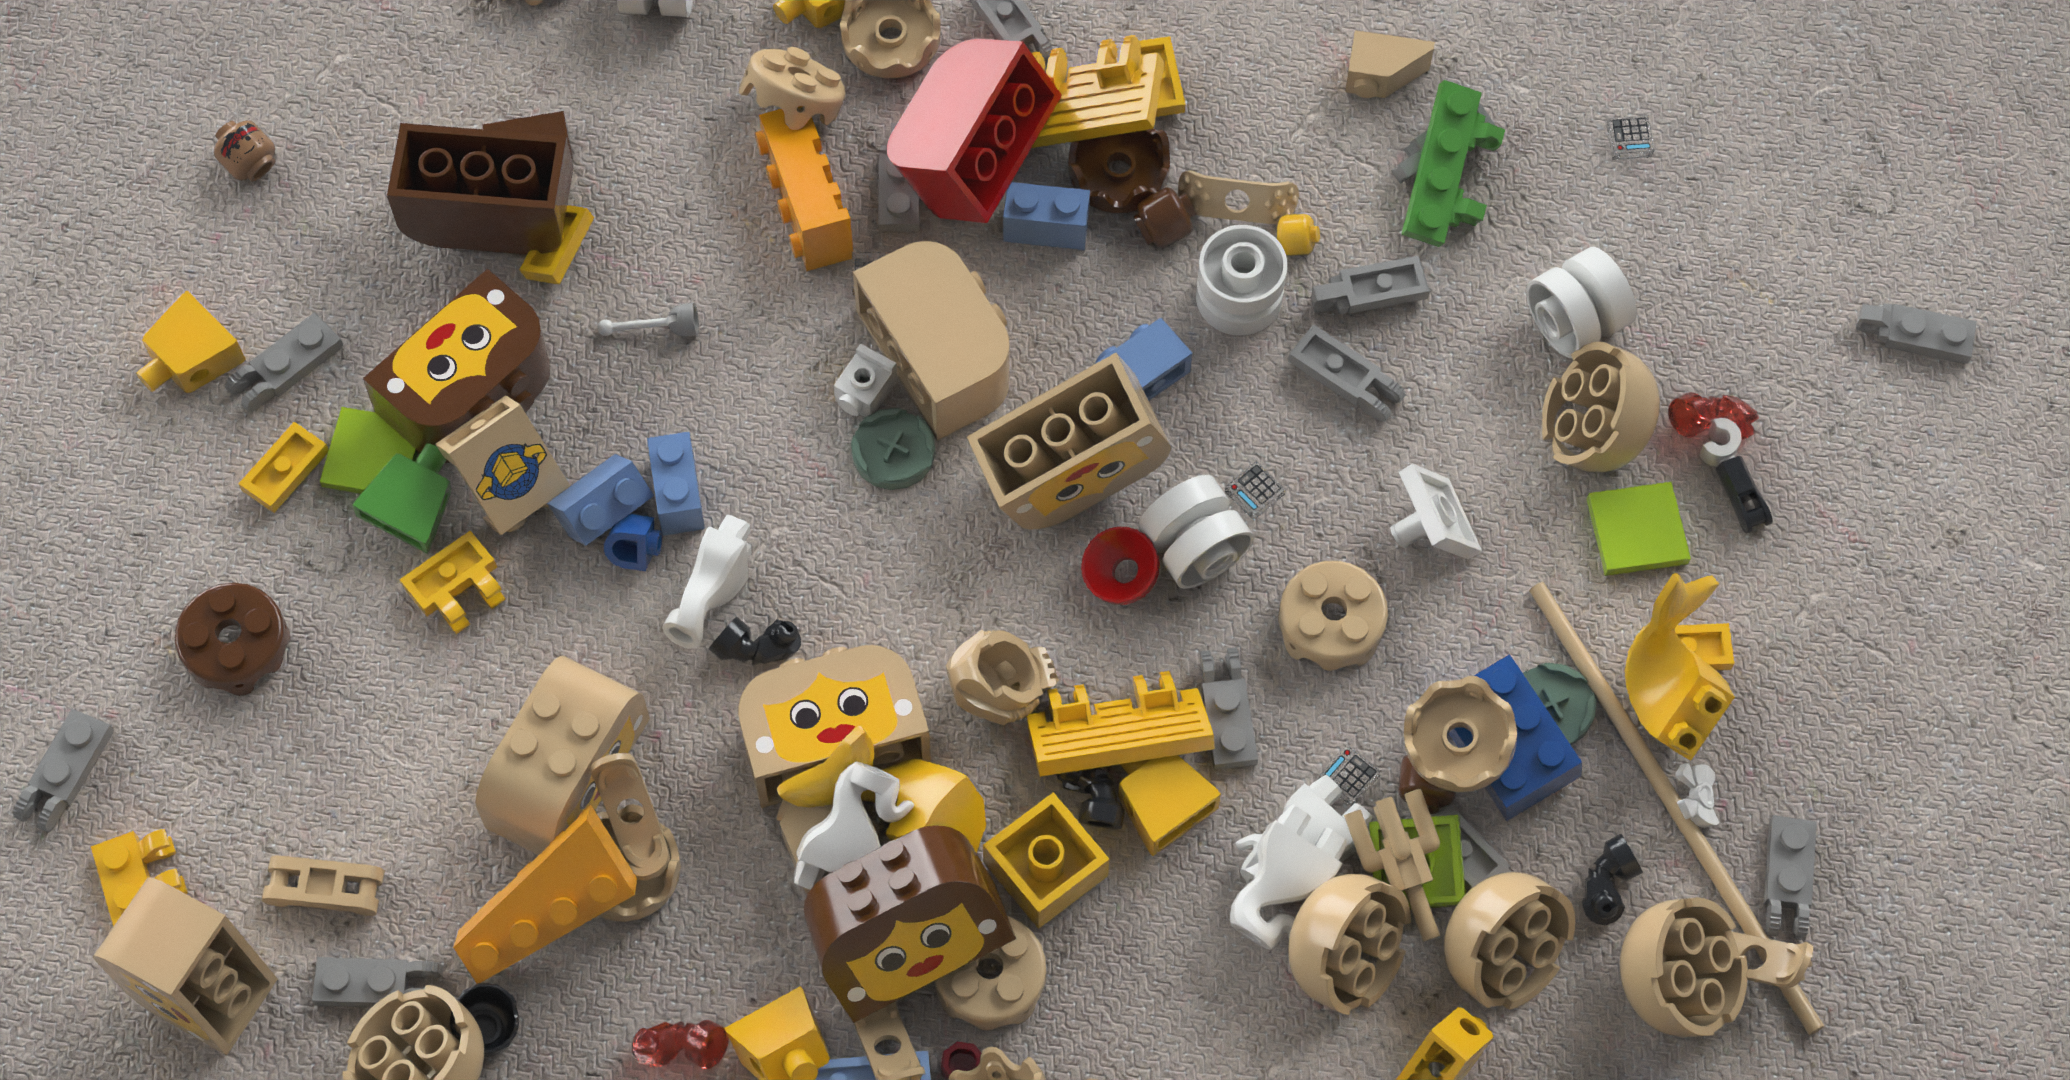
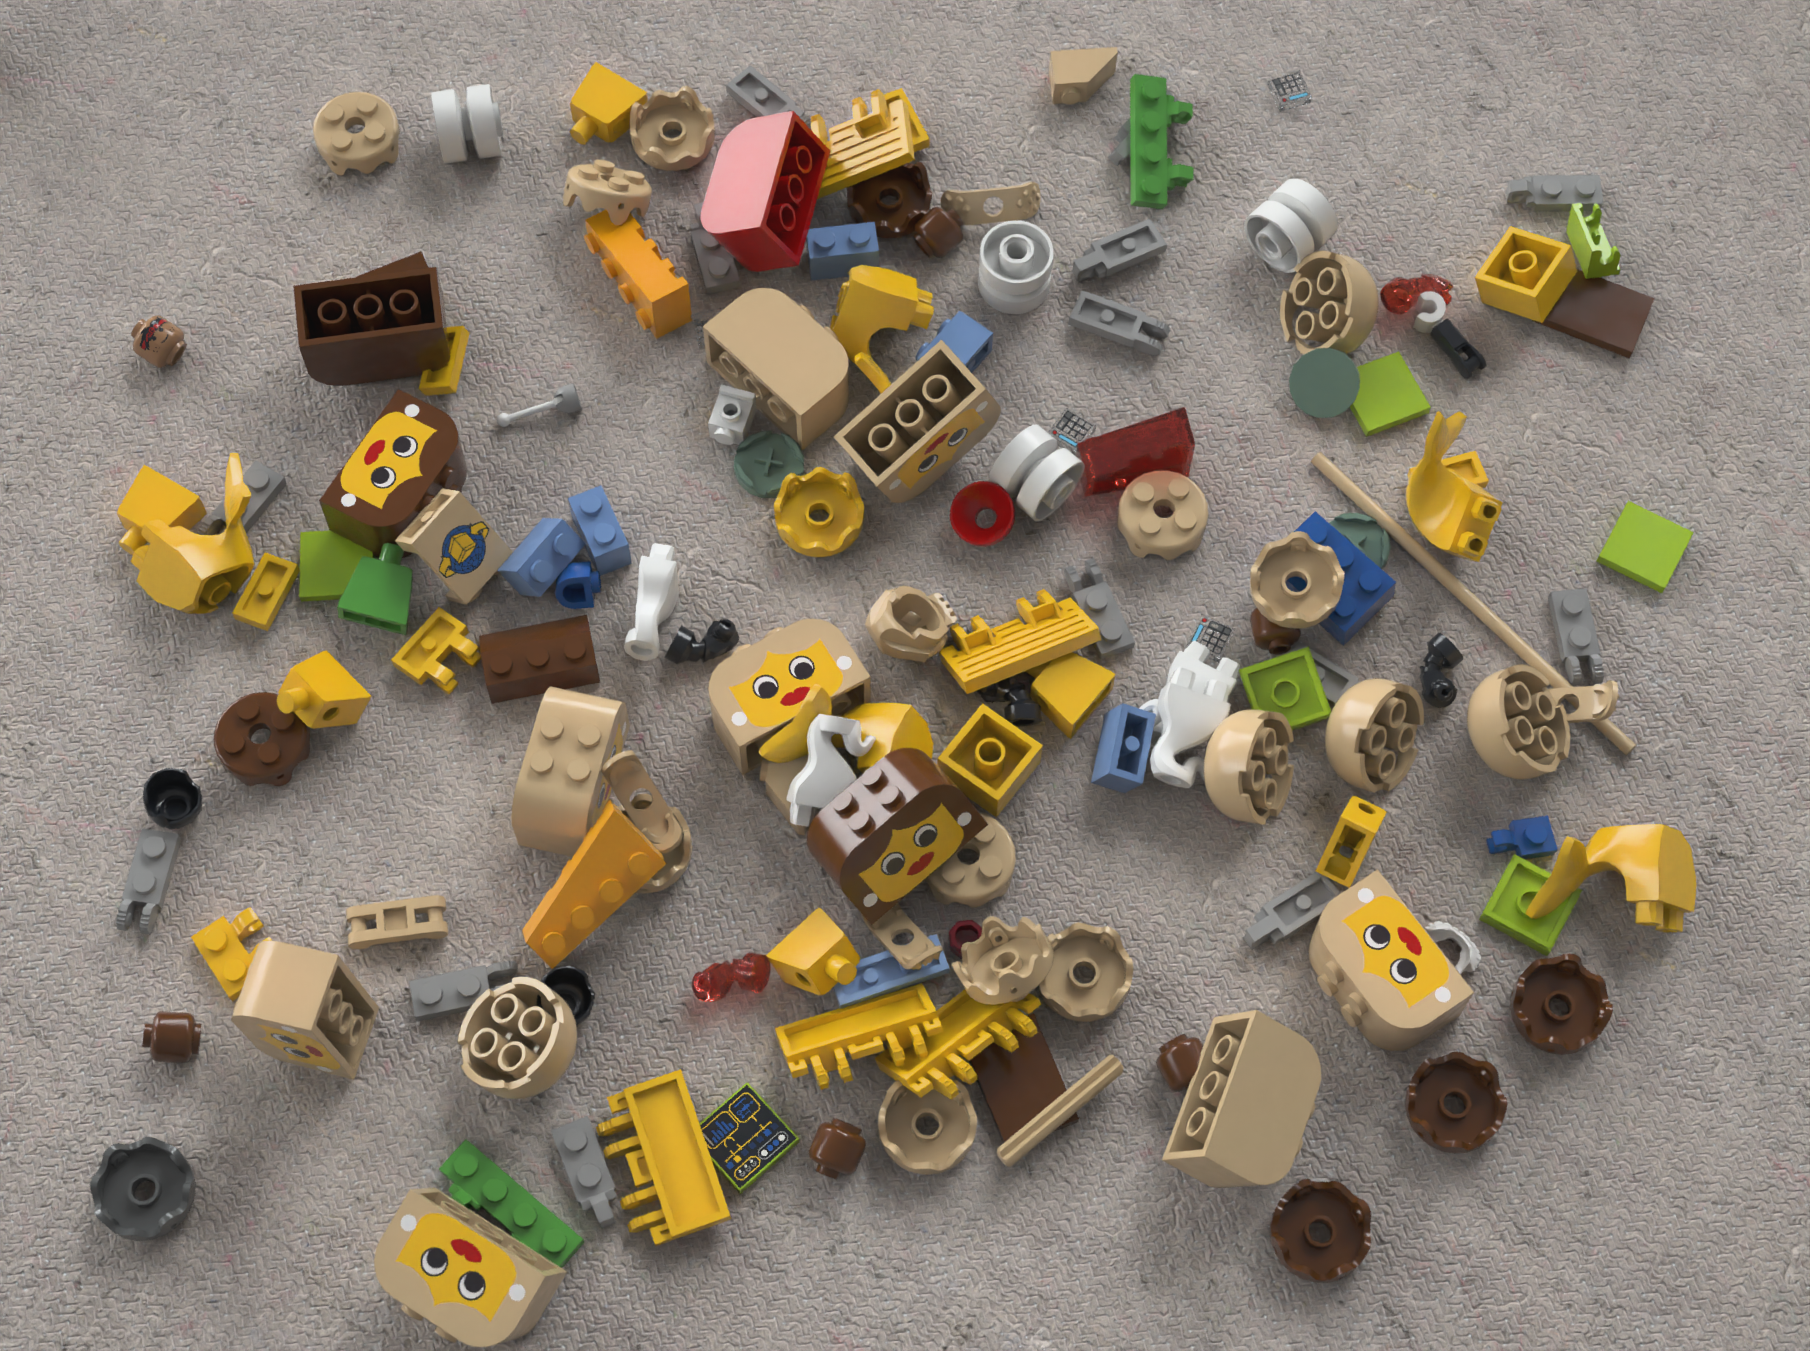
camera: 15 degrees left, 0 degrees up
(38, 957) = (172, 1037): none -> reddish brown head
(112, 682) = (172, 798): none -> black hair
(212, 426) = (197, 569): none -> yellow hips
(310, 600) = (322, 693): none -> yellow torso
(566, 616) = (538, 656): none -> reddish brown slope
(926, 494) = (815, 491): none -> yellow plate
(1067, 285) = (874, 301): none -> yellow hips
(1206, 884) = (1123, 748): none -> medium blue brick
(1297, 234) = (1049, 220): yellow piece -> none
(1318, 531) = (1140, 448): none -> clear red wedge
(1401, 857) = (1274, 688): tan plant -> none
(1436, 514) = (1223, 417): white tile -> none
(1569, 500) = (1324, 382): none -> sand green tile
(1700, 802) = (1491, 593): white piece -> none
(1849, 423) = (1526, 274): none -> yellow brick
(1903, 787) = (1645, 547): none -> lime tile
(1923, 483) = (1600, 313): none -> reddish brown tile
(1942, 403) = (1591, 243): none -> lime hinge

